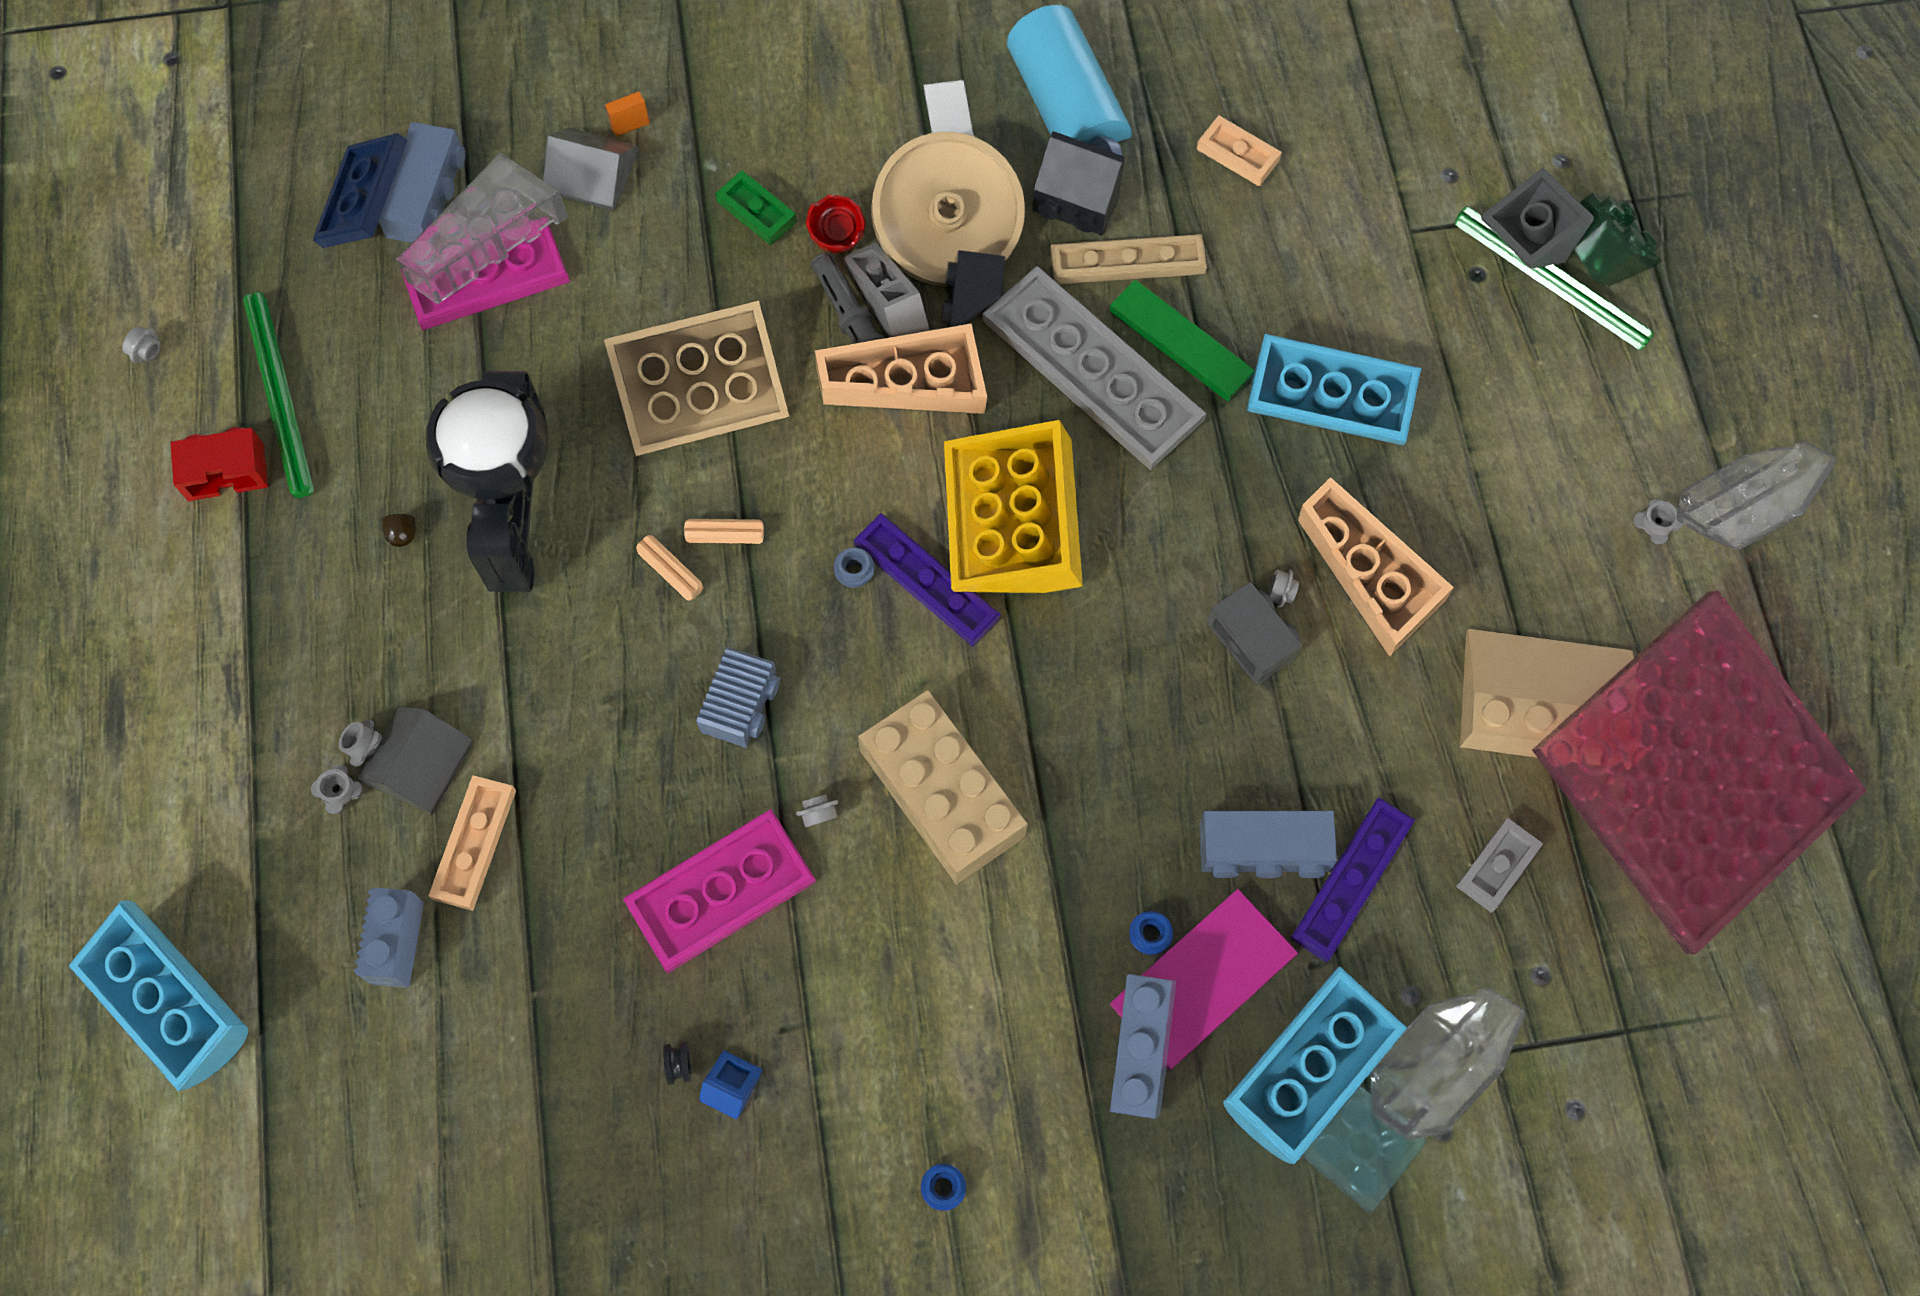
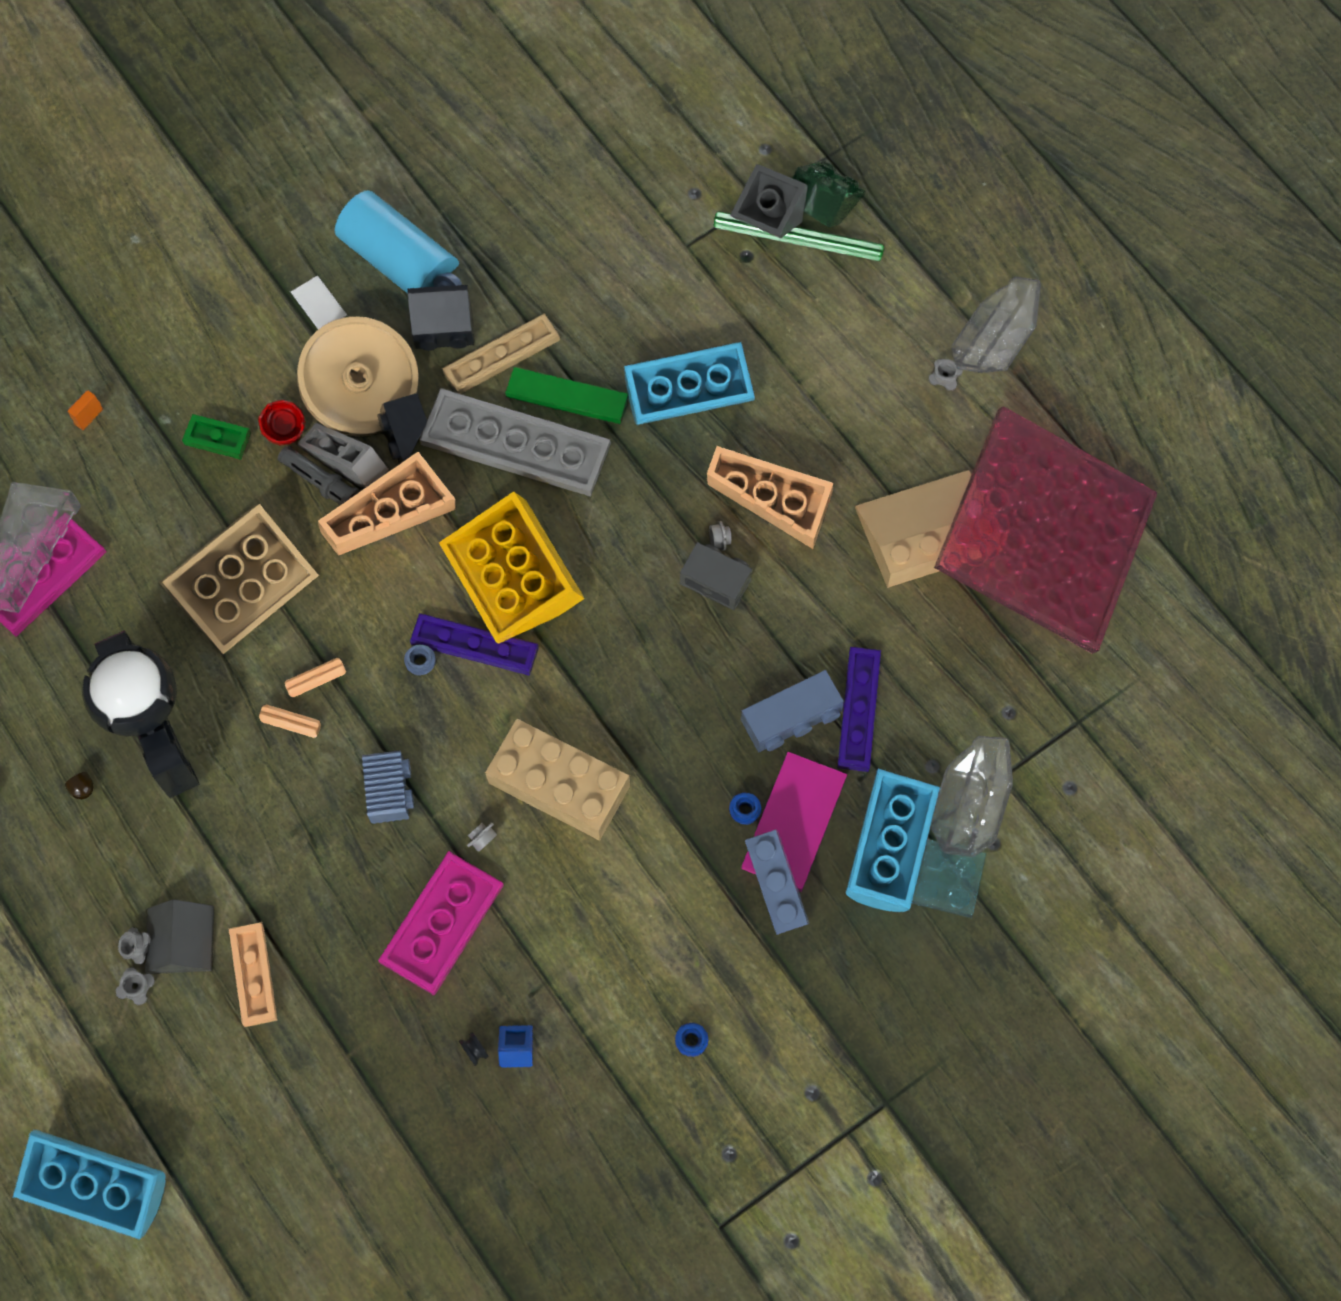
camera: 25 degrees left, 0 degrees up
(389, 937) = (230, 1065): sand blue brick -> none
(588, 167) = (76, 461): slope -> none
(1239, 150) = (540, 241): light nougat plate -> none
(1499, 865) = (949, 653): light grey plate -> none

